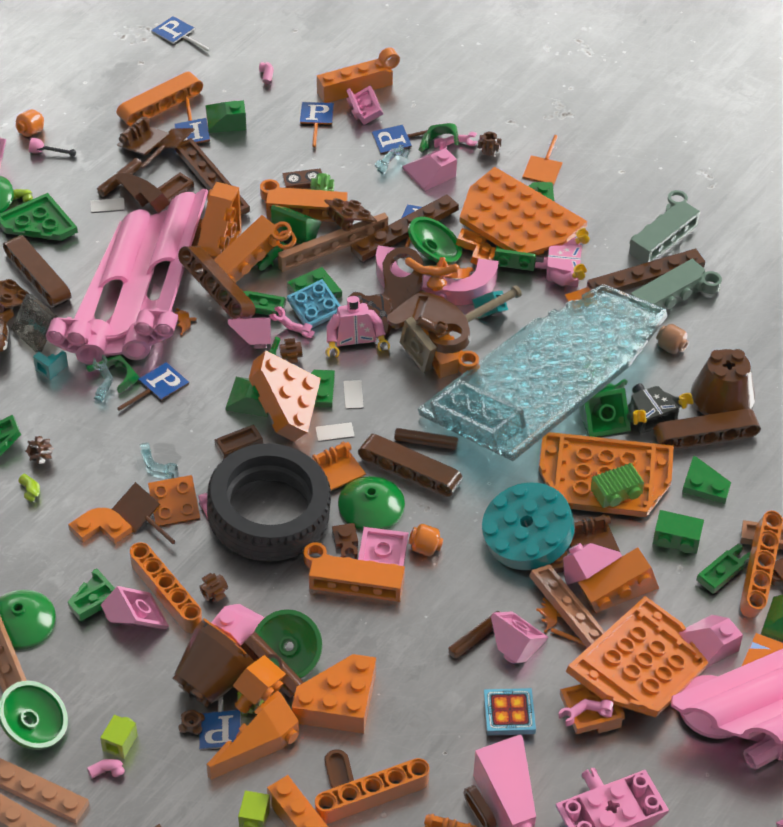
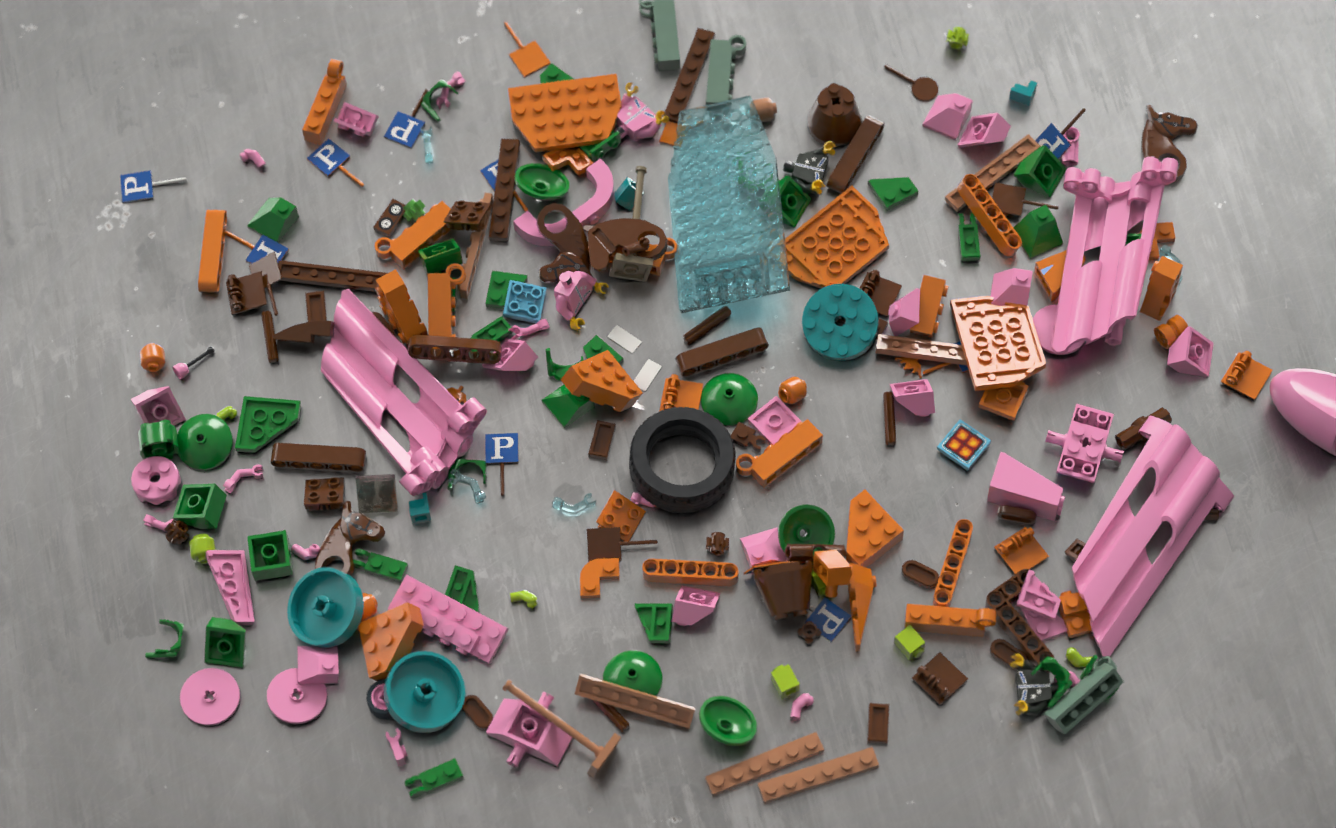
camera: 45 degrees left, 15 degrees up
(39, 449) = (504, 569): reddish brown gear -> none
(107, 205) = (288, 364): white sticker -> none
(290, 350) = (557, 348): reddish brown gear -> none
(432, 169) = (461, 127): bright pink slope -> none
(439, 272) = (584, 203): orange piece -> none
(489, 143) = (475, 71): reddish brown gear -> none
(603, 707) = (1016, 391): bright pink arm -> none
(617, 485) = (858, 245): bright green brick -> none
(678, 531) = (919, 240): green brick -> none

